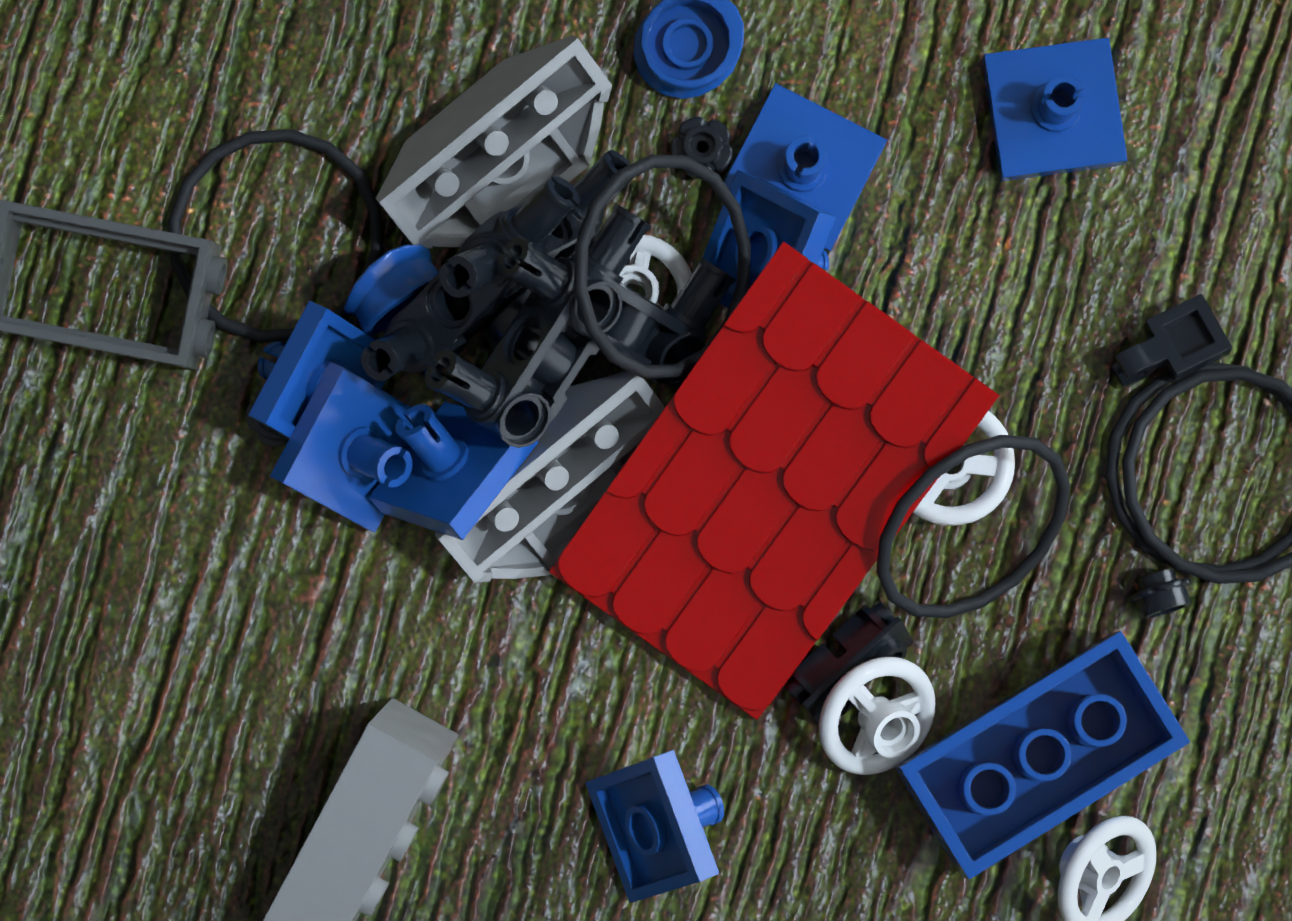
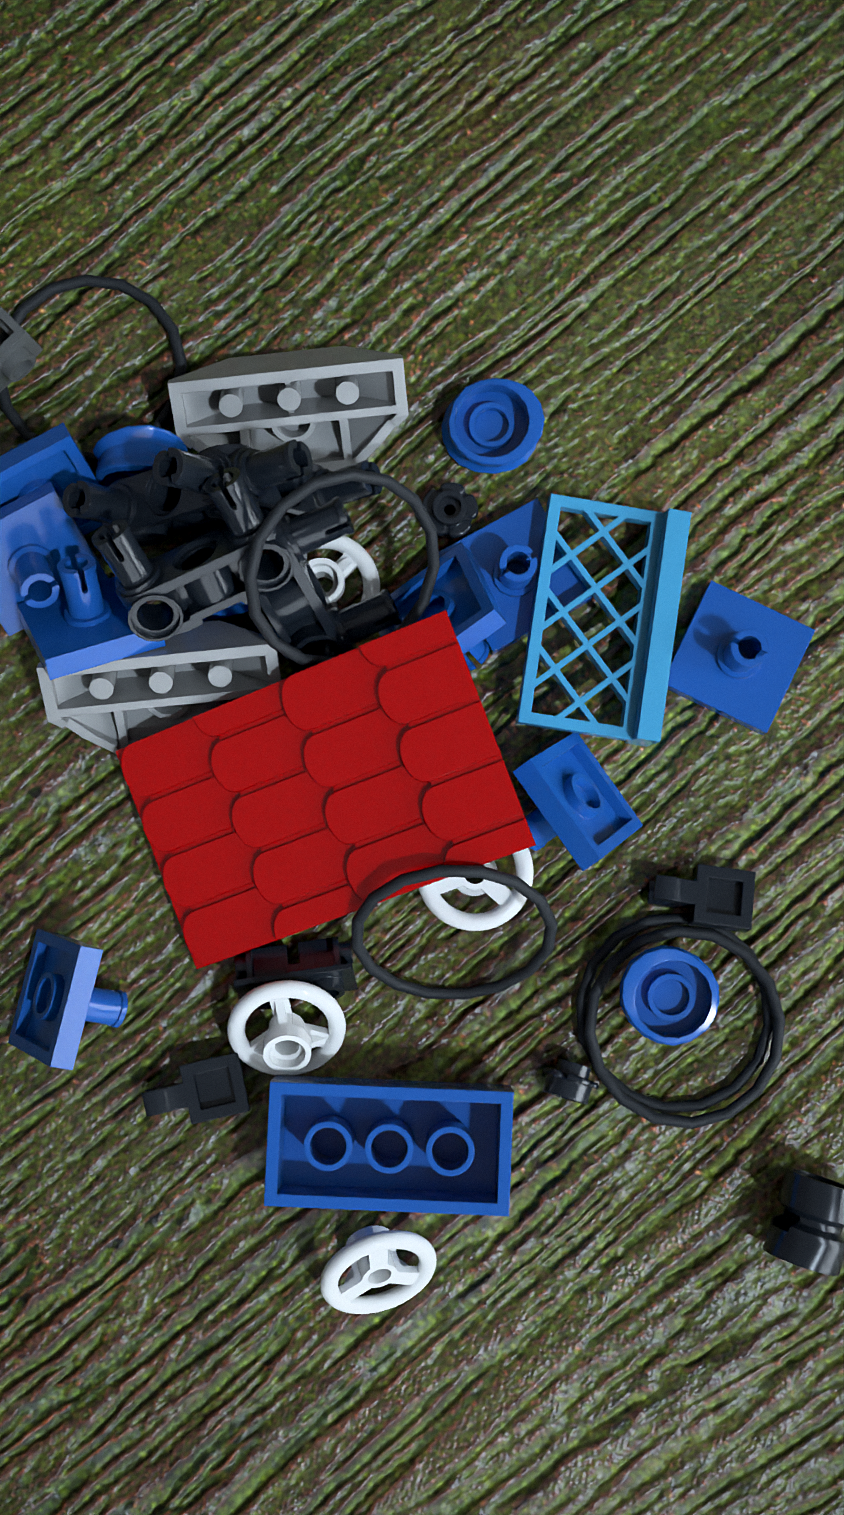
camera: 40 degrees right, 0 degrees up
(842, 819) = (208, 1088): none -> black plate
(961, 131) = (653, 625): none -> dark azure fence
(1001, 335) = (575, 802): none -> blue tile
(1198, 455) = (669, 995): none -> blue piece

